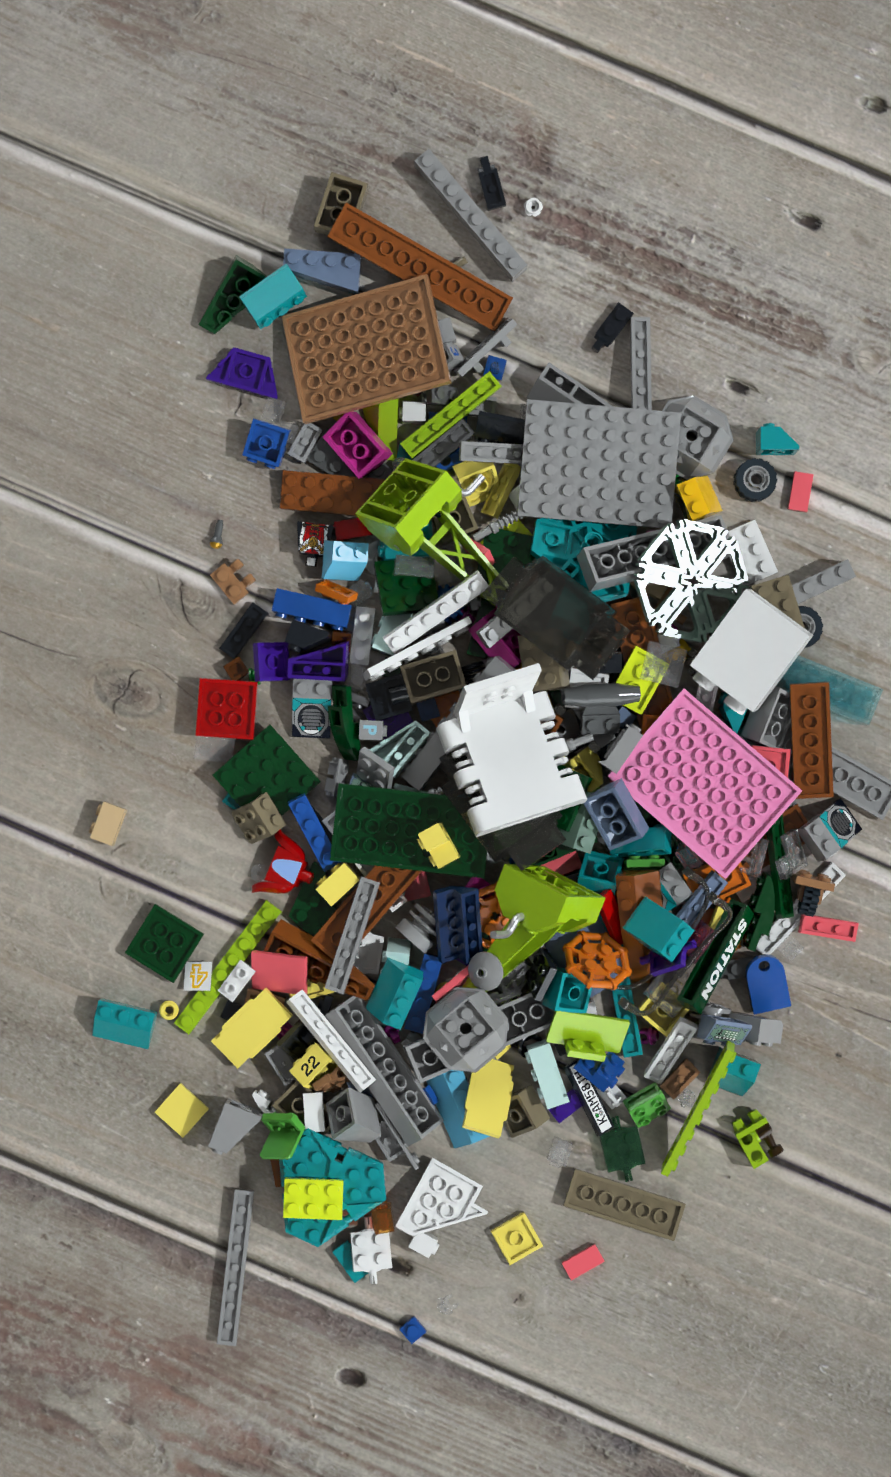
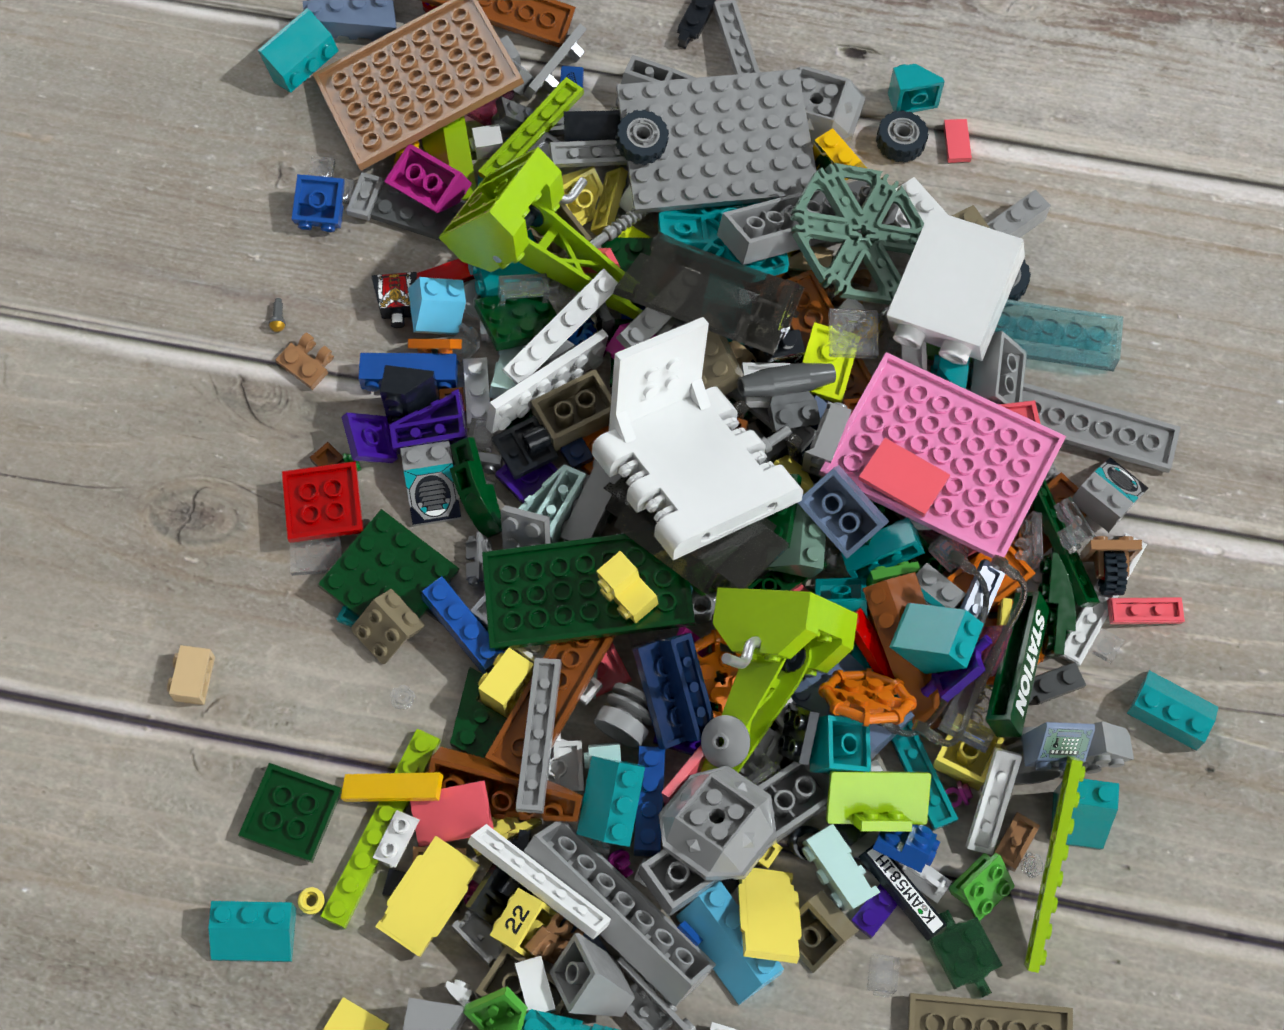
camera: 15 degrees left, 20 degrees down
(197, 976) = (343, 846): white sticker -> none
(226, 300) = (246, 66): dark green wedge -> none
(240, 943) = (392, 787): none -> yellow tile
(243, 630) = (328, 415): black tile -> none
(246, 372) = (280, 138): dark purple wing -> none
(286, 868) = (434, 682): red torso -> none
(326, 492) = (397, 243): dark orange plate -> none
(372, 730) = (511, 488): light grey brick -> none
(527, 466) = (647, 125): none -> black wheel
(669, 797) = (904, 477): none -> coral tile
(752, 1134) = (1132, 896): lime hips -> none
(767, 986) = (1094, 694): blue tile -> none
(811, 739) = (1056, 386): dark orange plate -> none
(826, 1006) = (1173, 710): none -> teal slope

